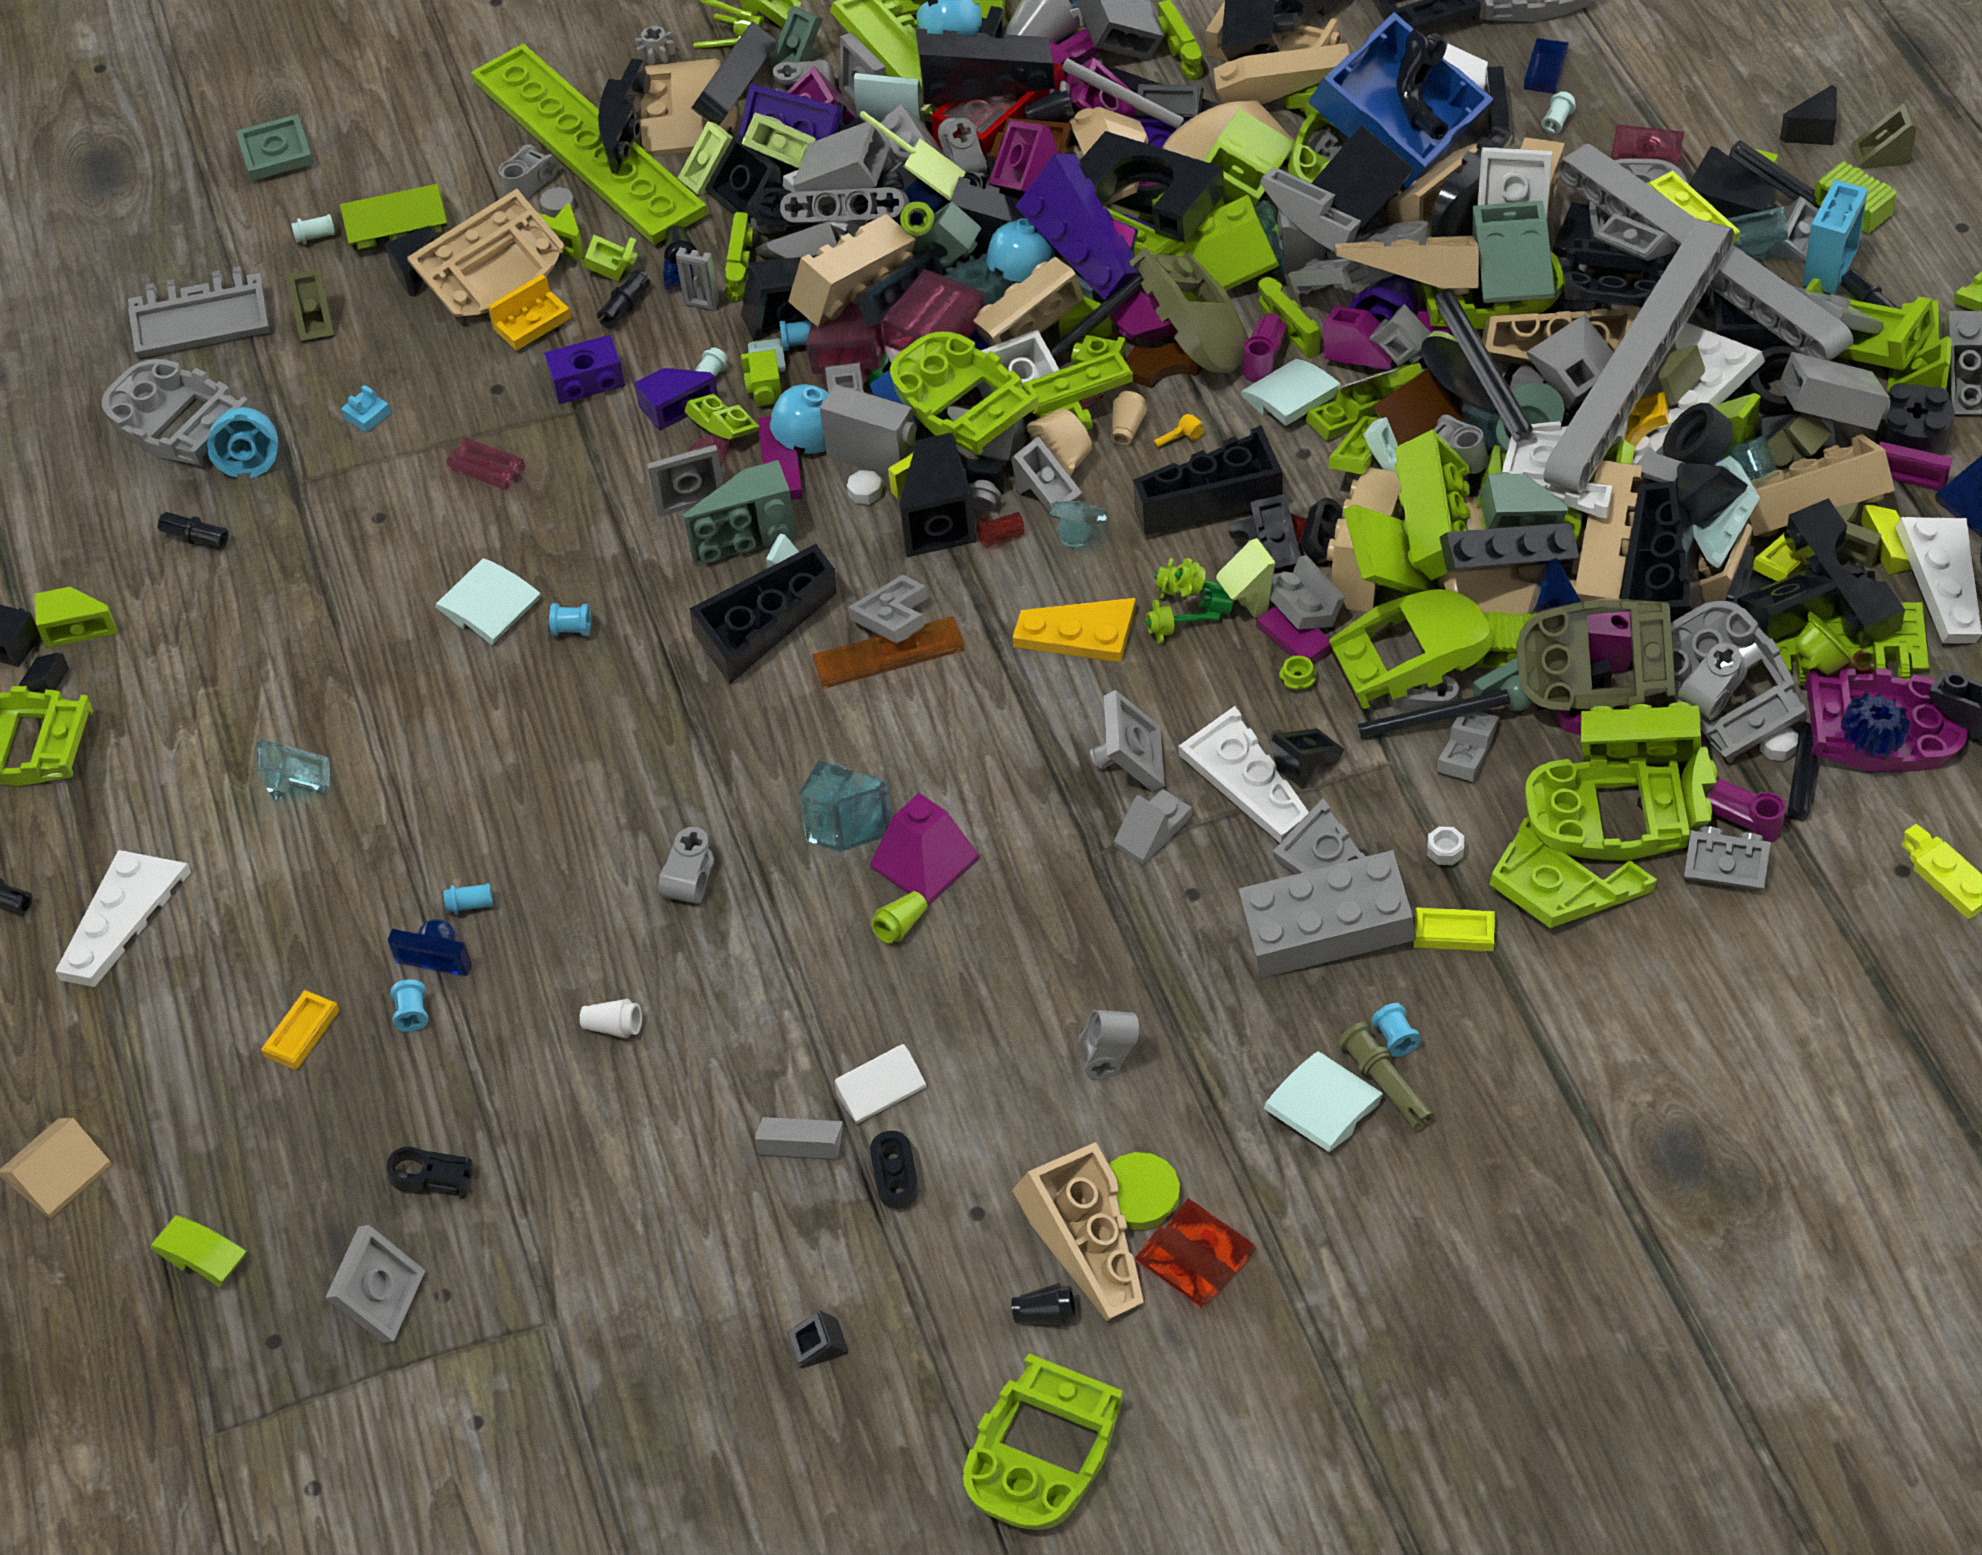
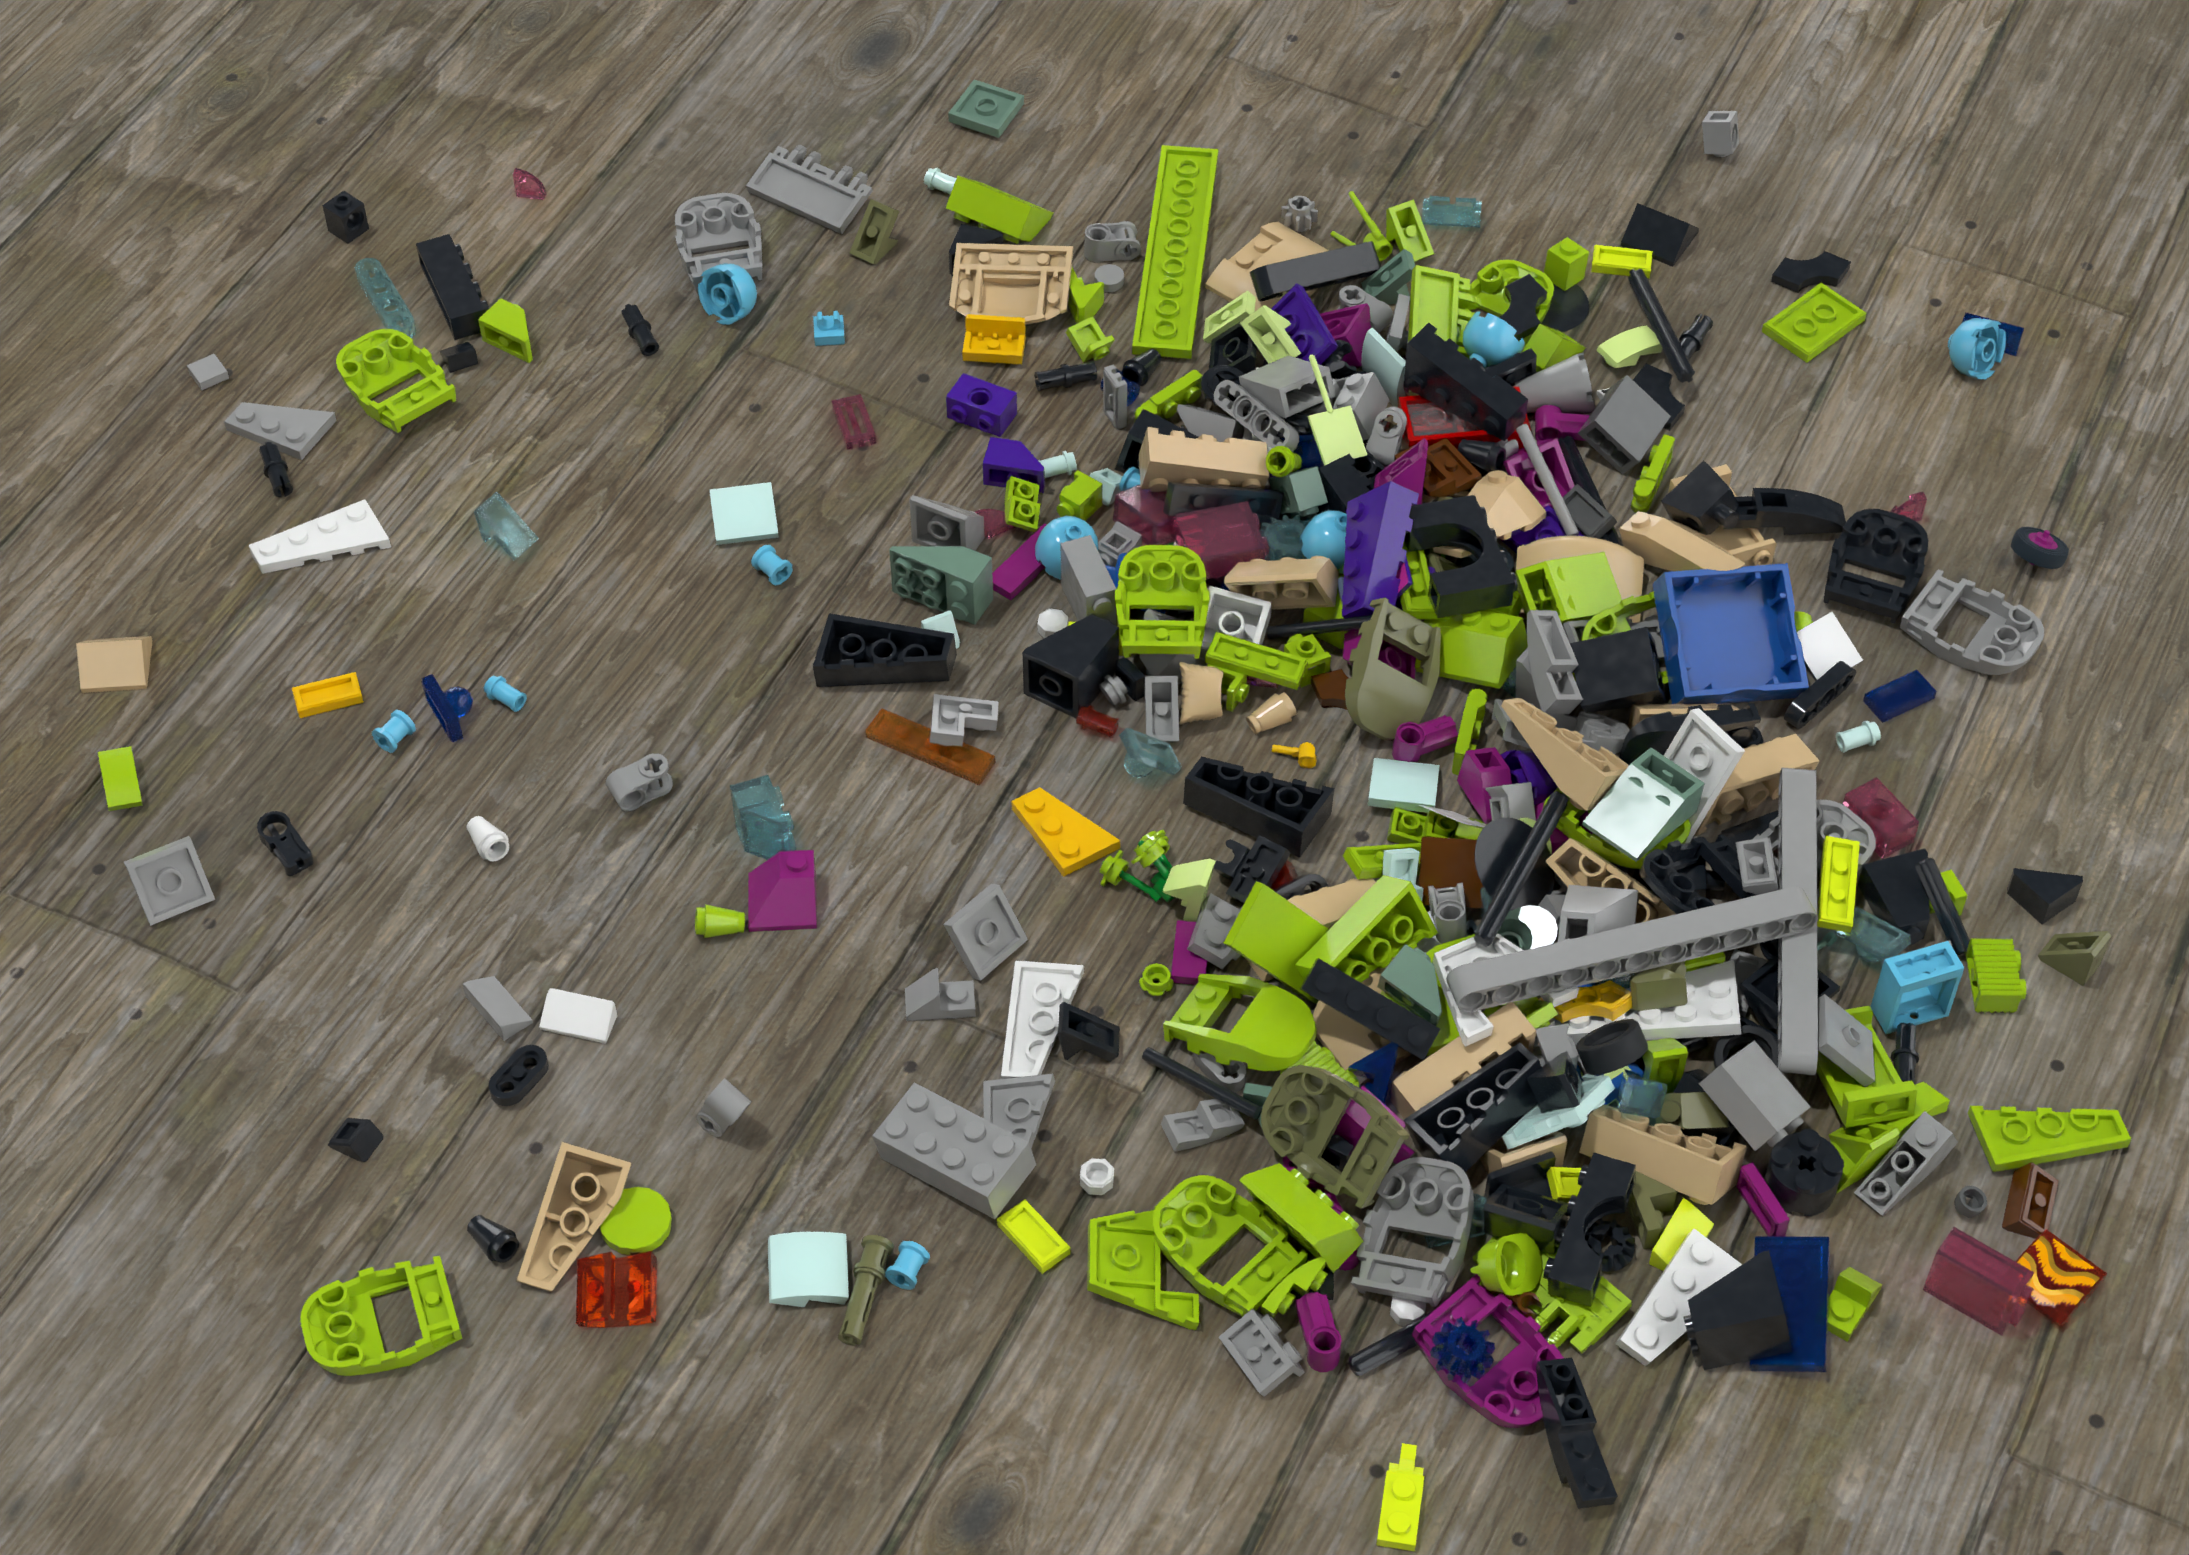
camera: 40 degrees right, 0 degrees up
(618, 113) = (1201, 244): black slope -> none
(1412, 75) = (1751, 629): black piece -> none
(1712, 685) = (1388, 1221): light grey piece -> none

